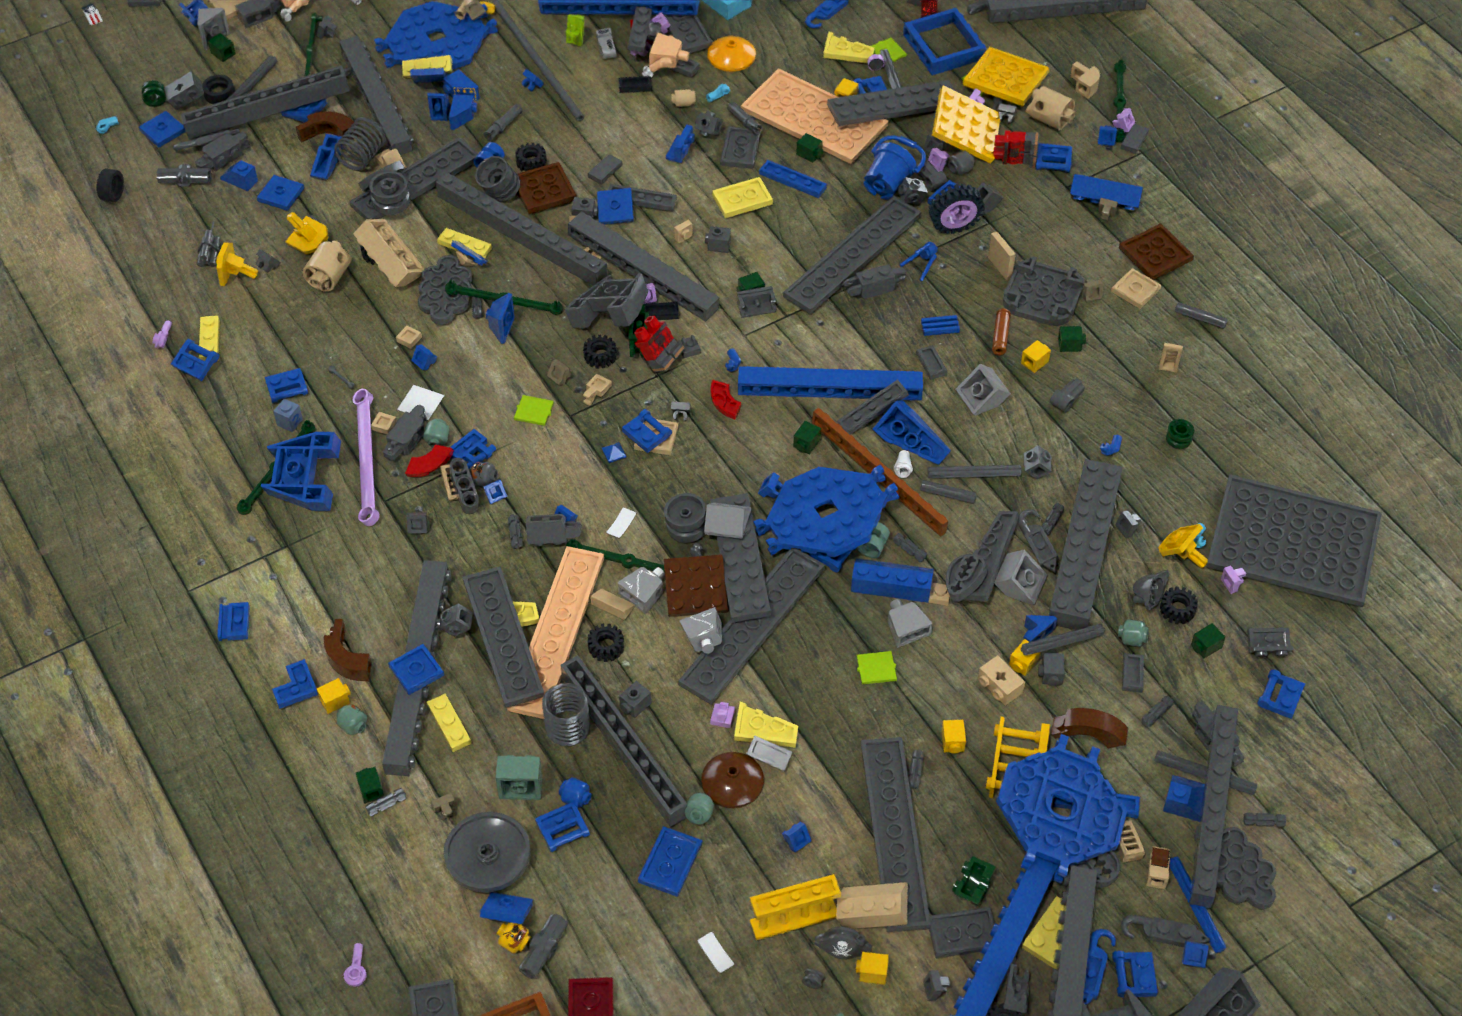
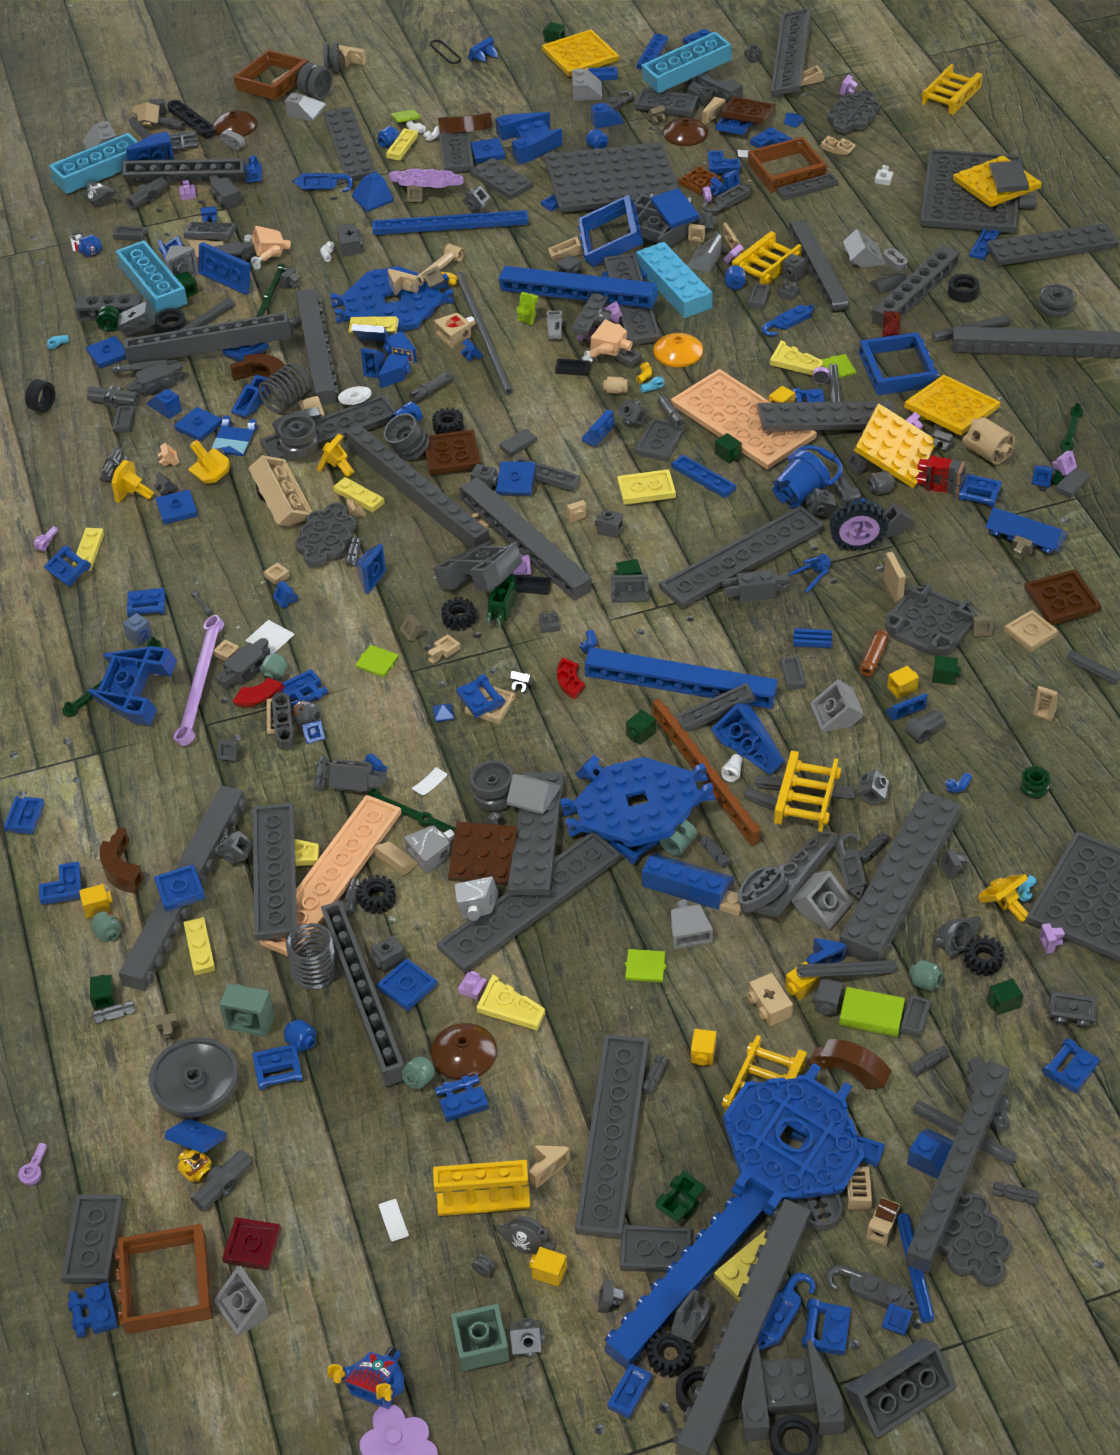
camera: 15 degrees right, 5 degrees down
(107, 17) = (89, 245): none -> blue head
(130, 83) = (88, 306): none -> dark grey brick
(184, 43) = (151, 277): none -> medium azure brick
(202, 197) = (123, 419): none -> dark grey tile
(258, 25) = (224, 268): none -> blue plate
(260, 230) = (167, 455): none -> light nougat tile
(285, 282) = (176, 506): none -> blue plate
(321, 203) = (233, 439): none -> blue flag
(326, 266) = (217, 496): tan cylinder -> none
(430, 142) = (354, 395): none -> white dish
(432, 208) = (335, 456): none -> yellow piece
(442, 16) = (400, 280): none -> tan slope
(452, 288) = (331, 533): dark green piece -> none
(467, 251) = (355, 499): blue piece -> none
(507, 60) = (454, 329): none -> tan torso
(581, 646) = (351, 896): none -> dark grey axle
(657, 344) = (514, 613): hips -> none
(661, 725) = (407, 984): none -> blue plate
(670, 861) = (375, 1120): blue tile -> none
(708, 81) = (646, 373): none -> yellow arm
(748, 829) = (463, 1103): none -> blue plate
(769, 753) = (507, 1031): tile -> none
(797, 836) = (510, 1119): blue tile -> none
(845, 868) = (550, 1160): none -> tan slope
(873, 906) = (565, 1203): tan slope -> none
(938, 158) = (857, 475): lavender tile -> none
(964, 482) = (791, 780): none -> yellow fence
(1046, 380) = (907, 707): none -> blue slope
(1086, 79) = (1036, 418): tan brick -> none
(1094, 675) = (872, 1012): none -> lime piece

